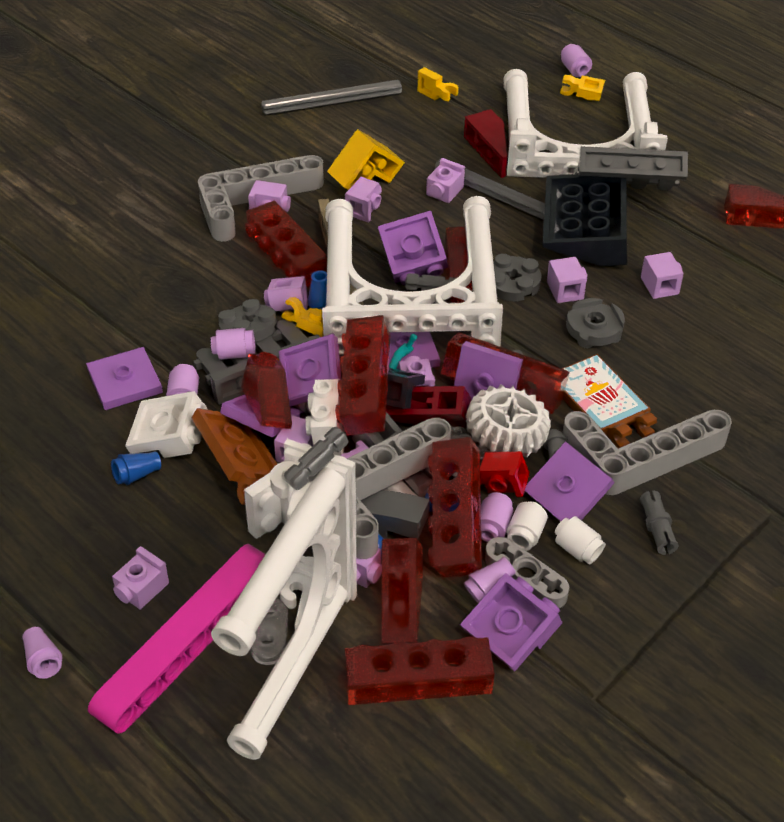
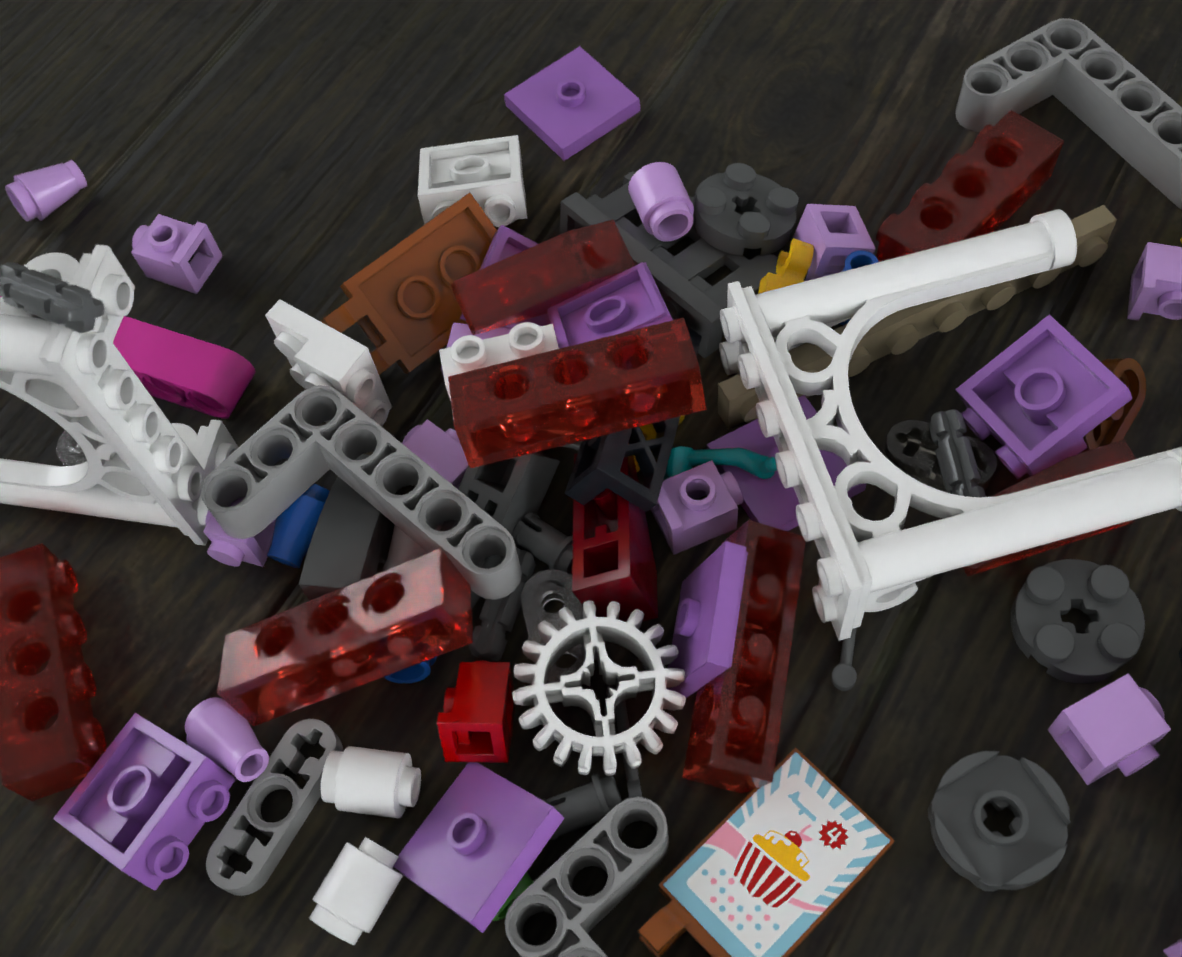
camera: 85 degrees right, 15 degrees up
(132, 467) = (383, 172): blue cone -> none
(182, 380) = (562, 173): lavender brick -> none
(265, 192) = (1088, 138): lavender brick -> none
(401, 589) = (199, 599): clear red slope -> none
(495, 516) = (379, 718): lavender brick -> none

